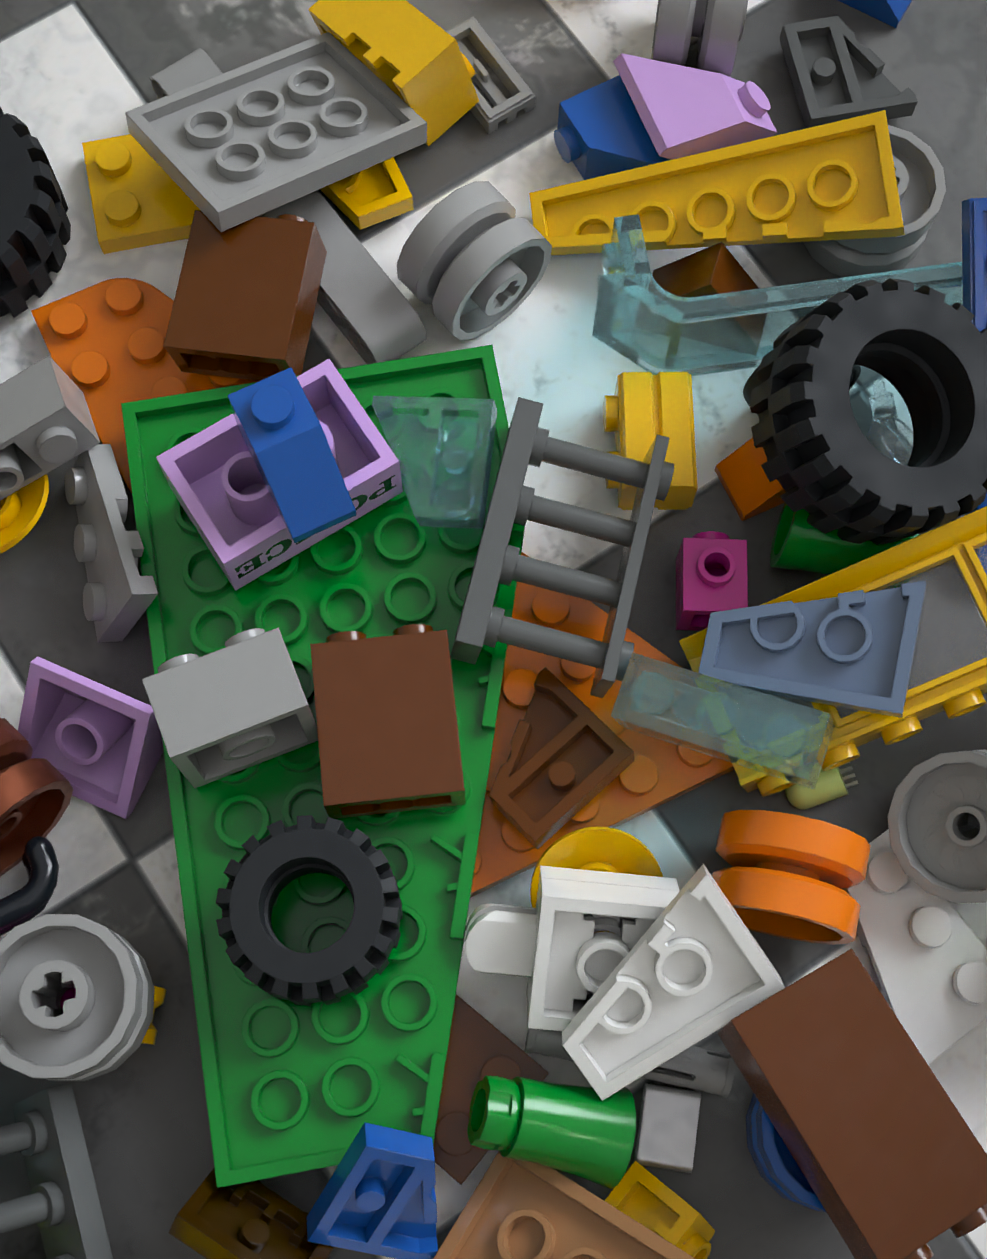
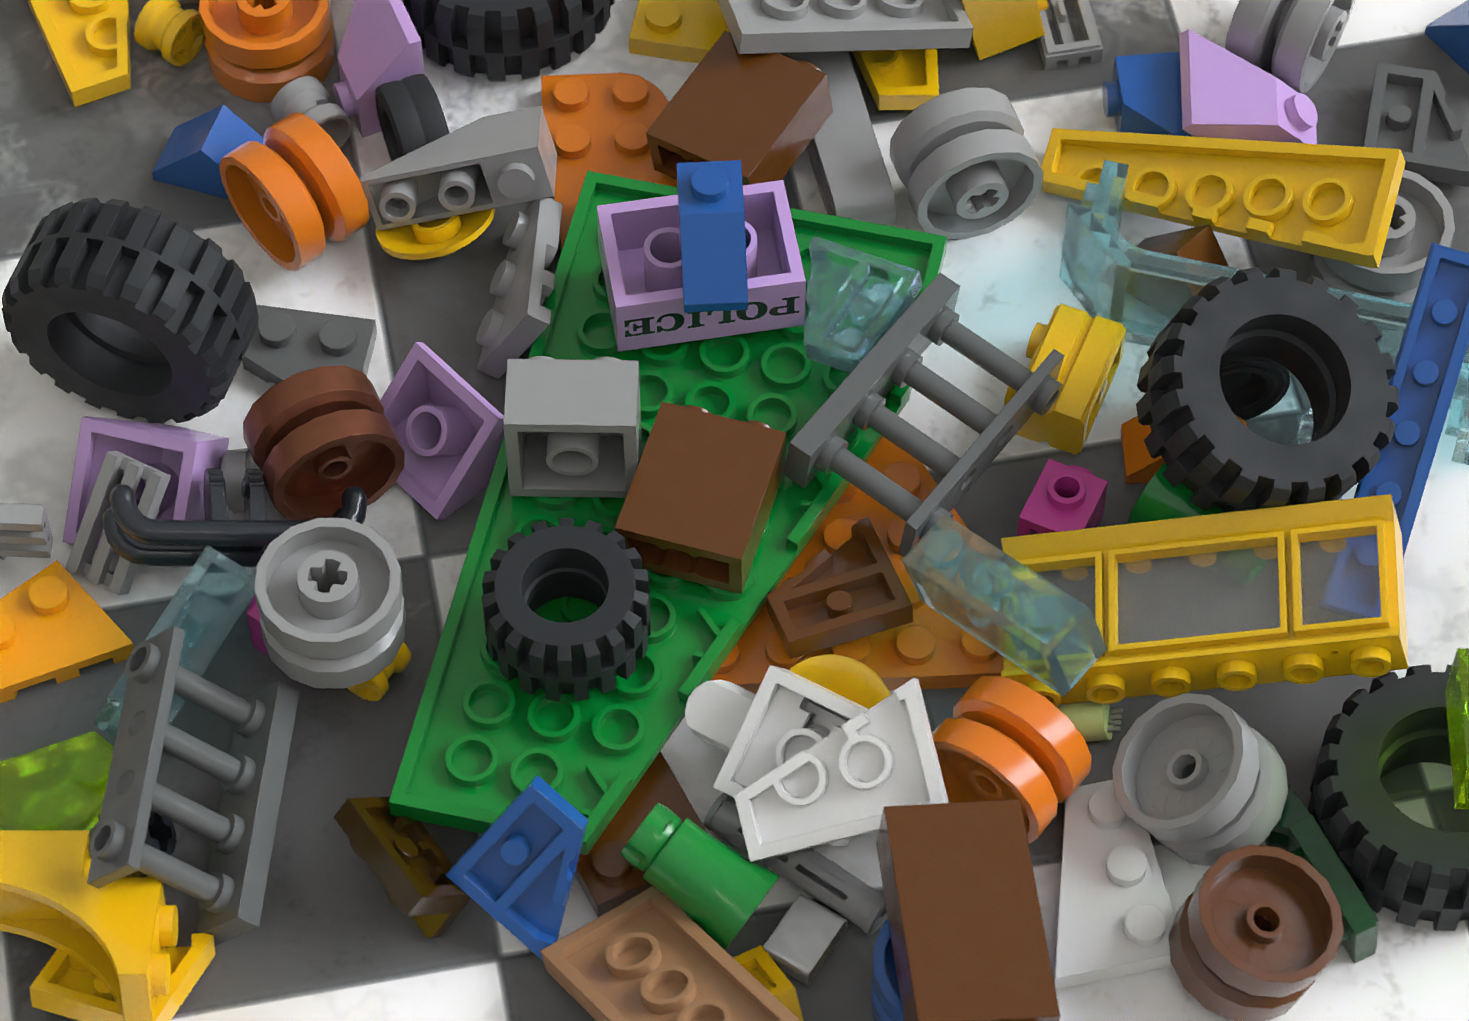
camera: 25 degrees right, 15 degrees down
(823, 651) = (1127, 578): sand blue wing -> none

